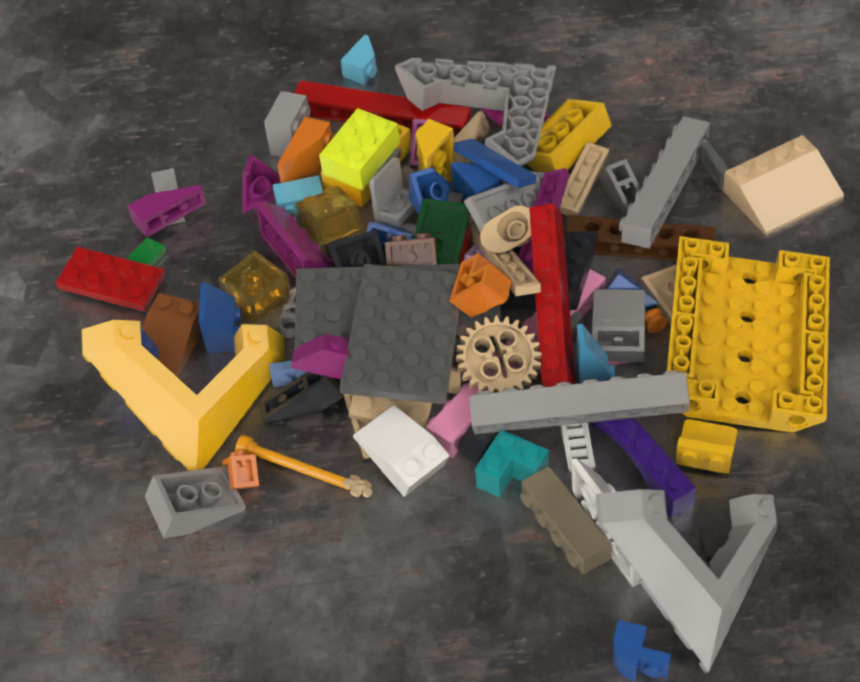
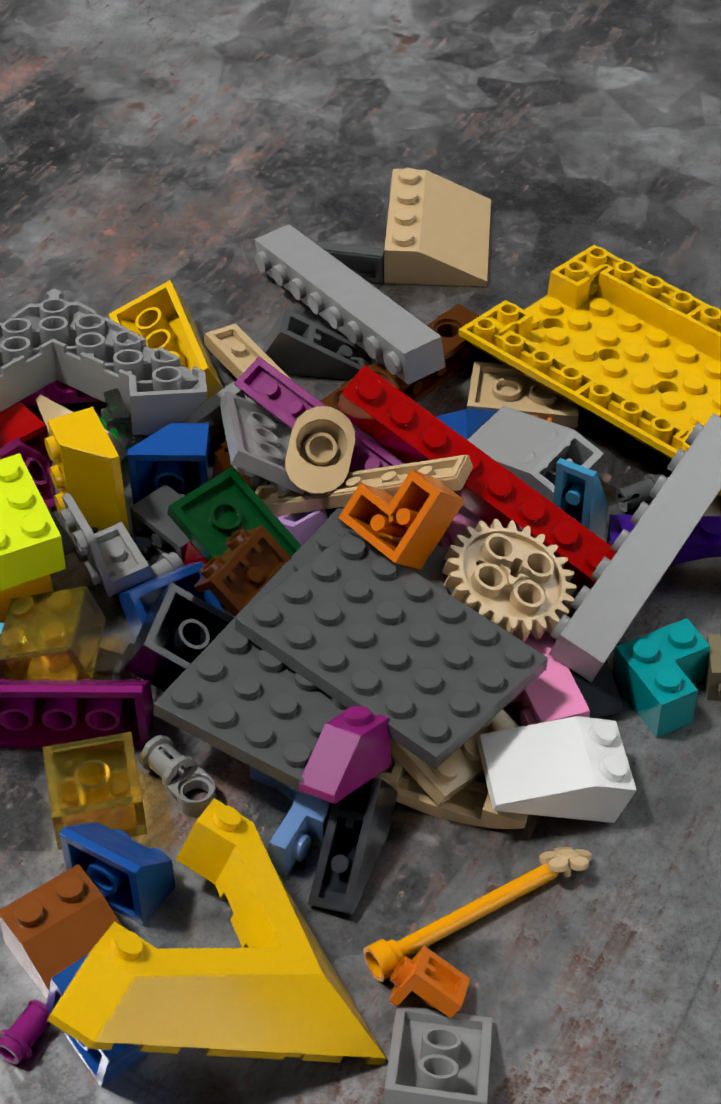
camera: 60 degrees left, 5 degrees down
(427, 185) = (141, 514): blue slope -> none
(495, 163) = (179, 411): blue tile -> none
(573, 431) = (678, 592): white slope -> none

